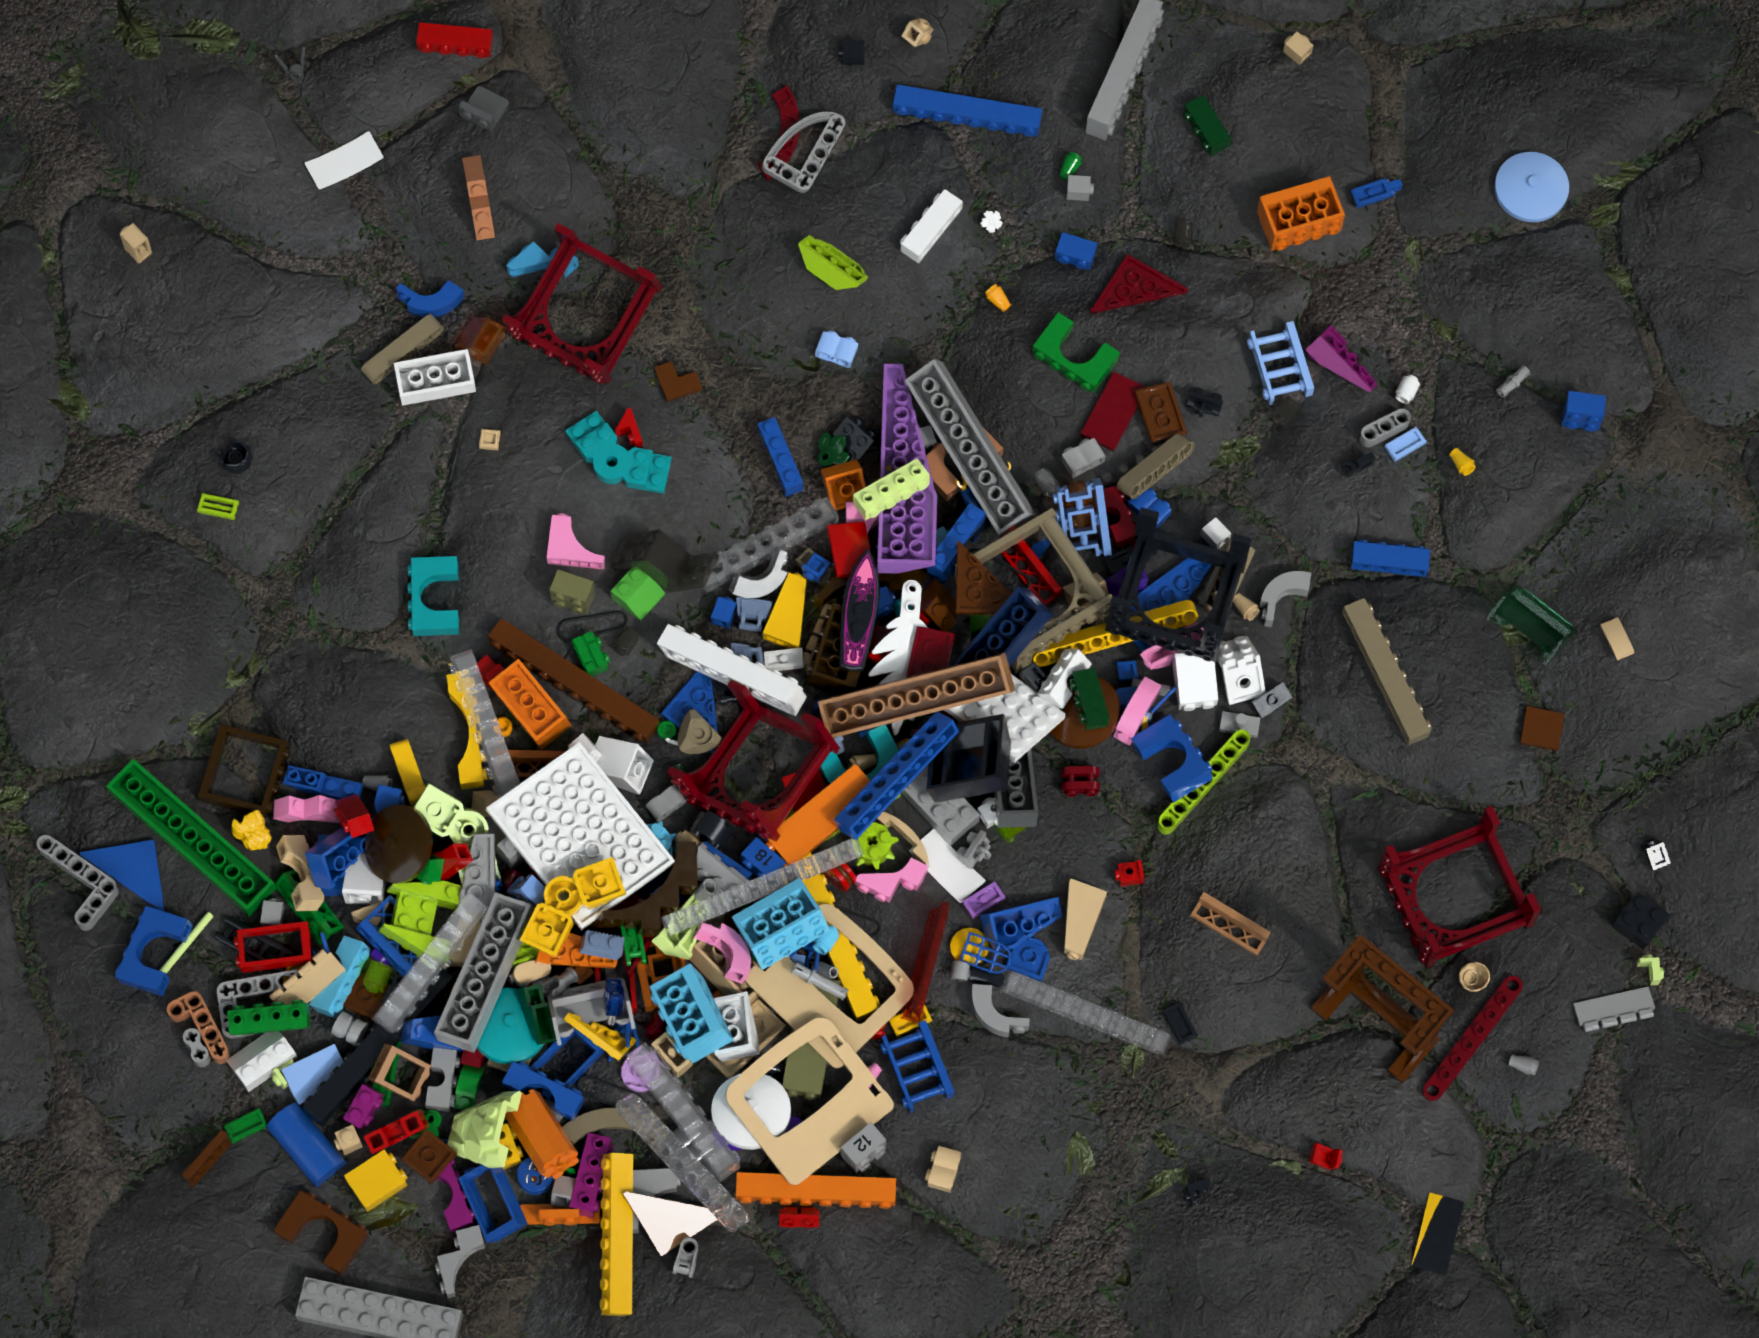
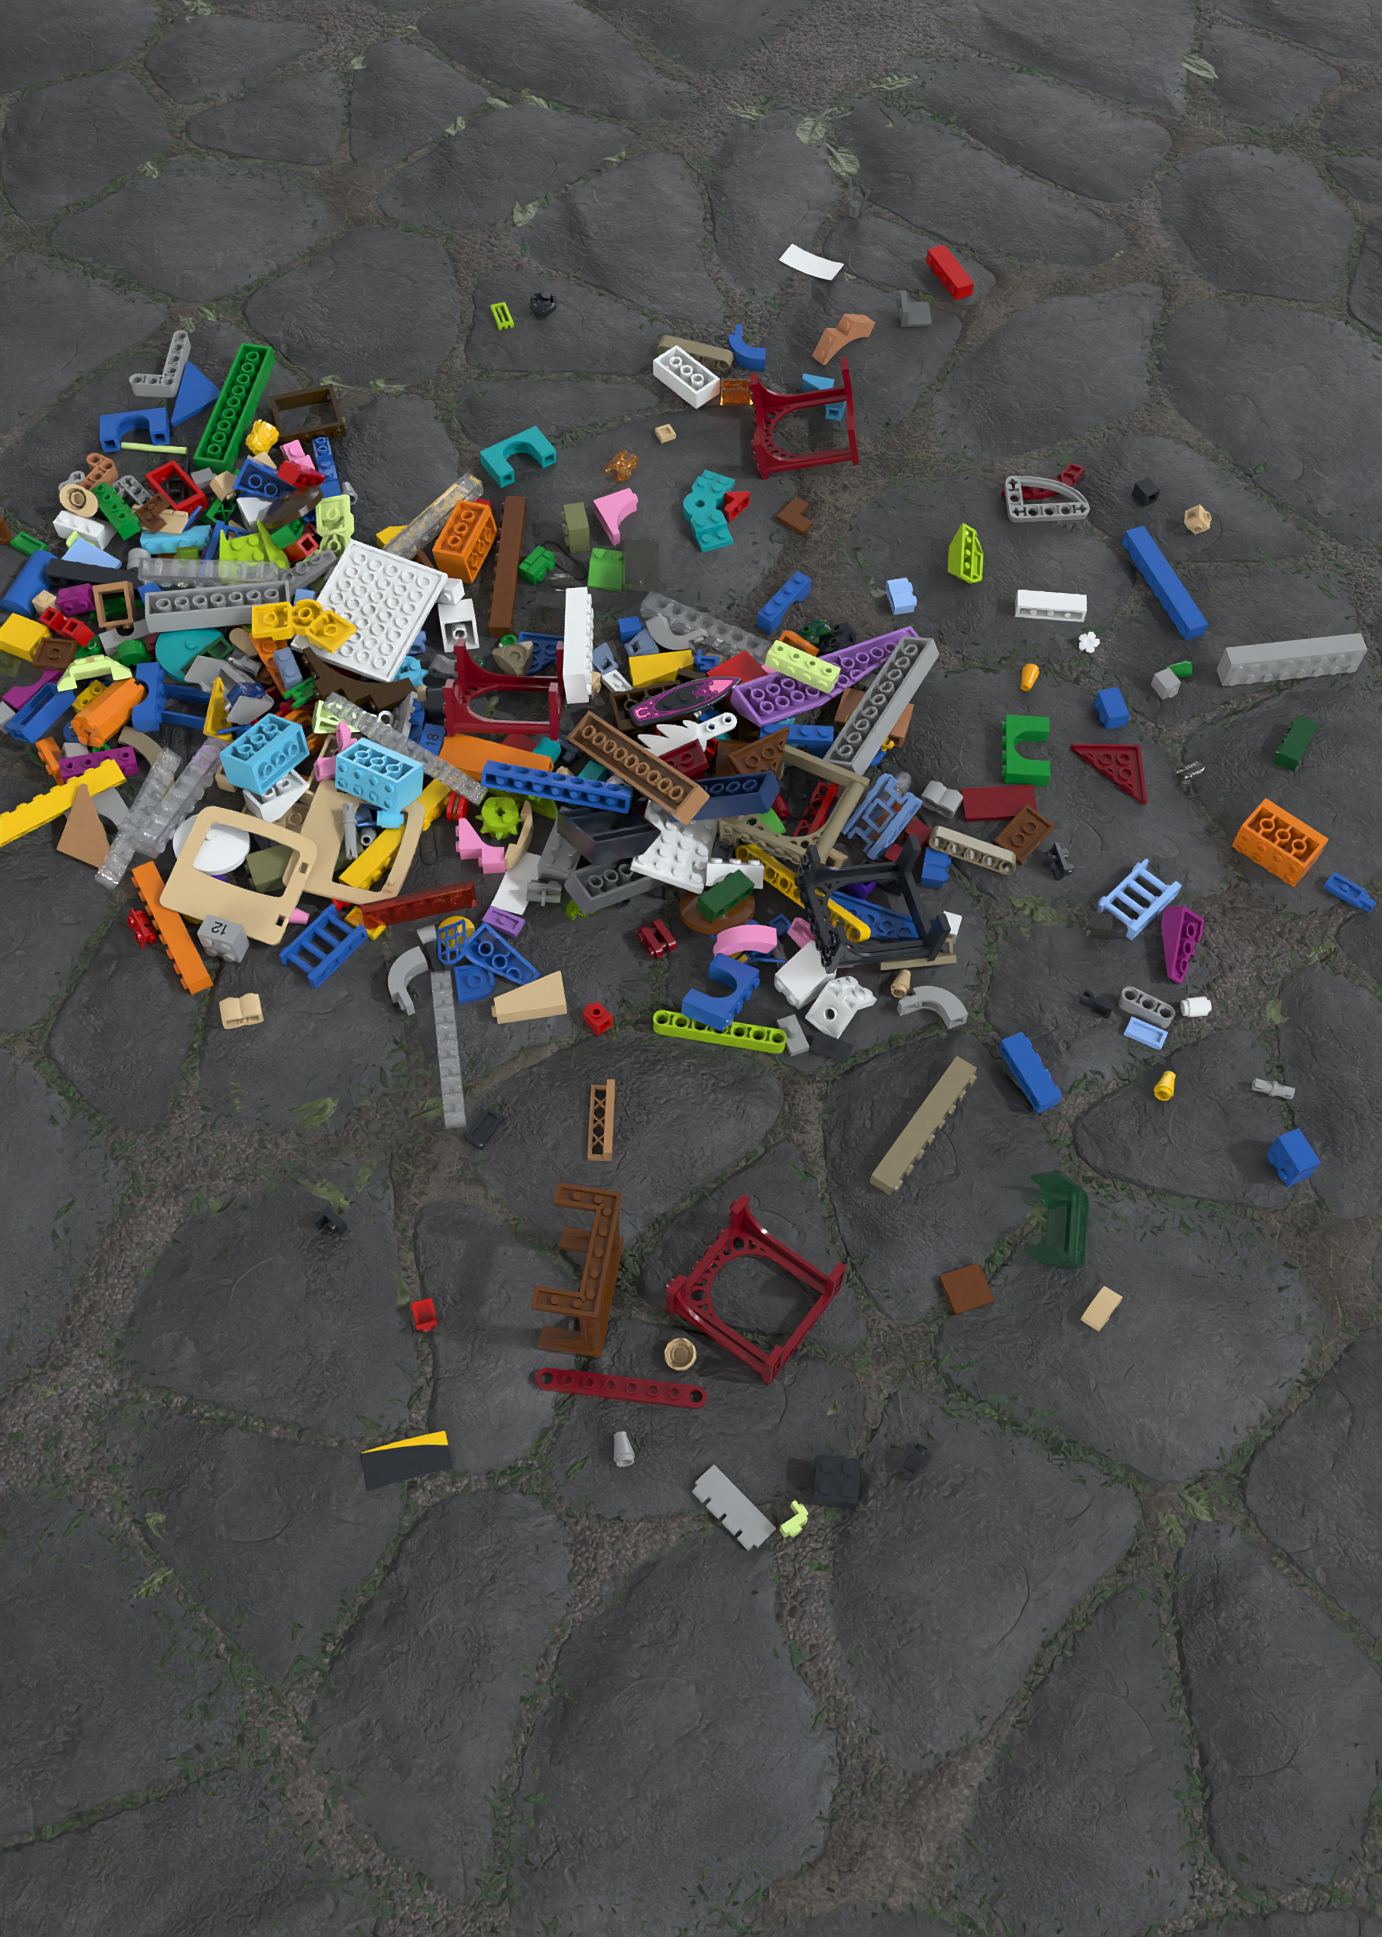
camera: 60 degrees right, 10 degrees down
(135, 243) = (658, 183): tan brick -> none
(239, 1046) = (78, 500): none -> tan piece
(299, 988) = (150, 511): none -> reddish brown tile
(408, 770) = (370, 505): yellow beam -> none
(510, 502) = (623, 465): none -> clear orange animal
(686, 1262) = (63, 865): light grey piece -> none

